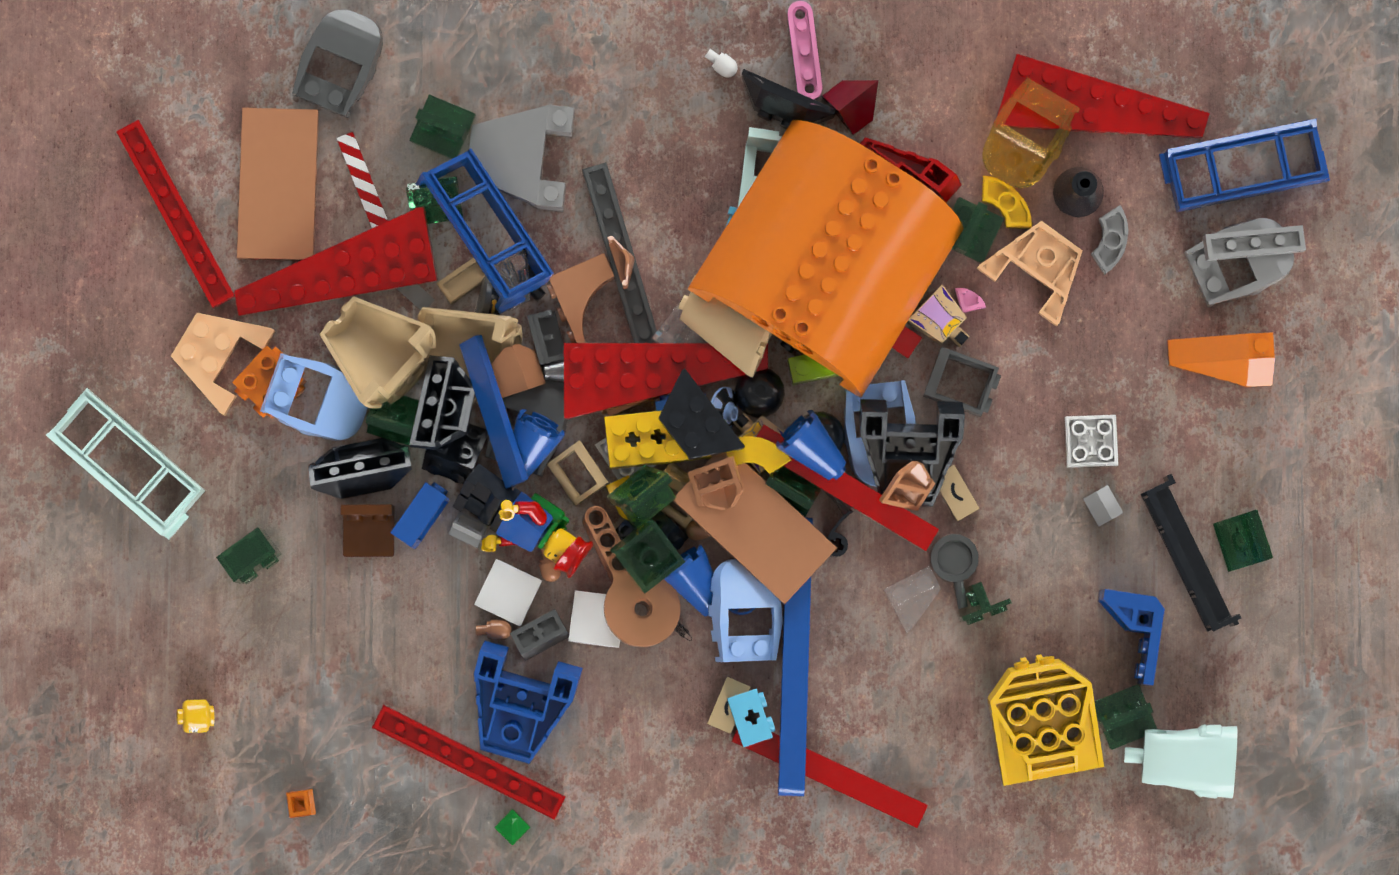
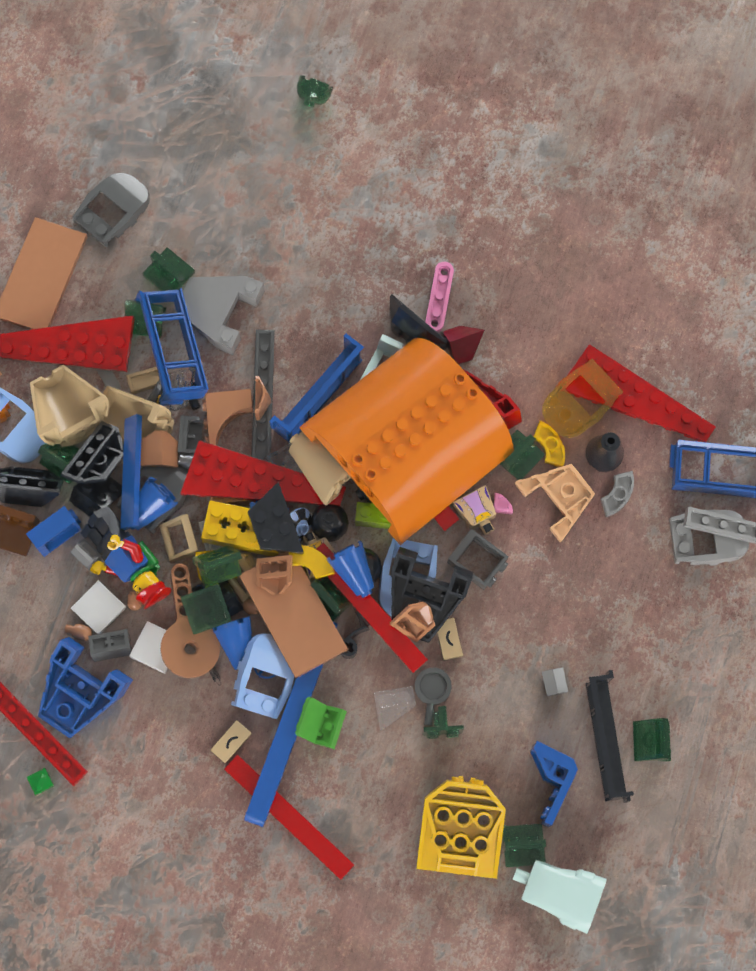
camera: 15 degrees right, 10 degrees down
(362, 179) = (100, 288): sticker -> none
(691, 226) = (320, 391): none -> blue piece
(722, 63) = (378, 288): white cylinder -> none
(739, 707) = (242, 767): medium azure brick -> none
(832, 648) = (320, 723): none -> bright green bracket
(1091, 441) = (560, 632): white tile -> none
(1233, 358) = (683, 604): orange wedge -> none

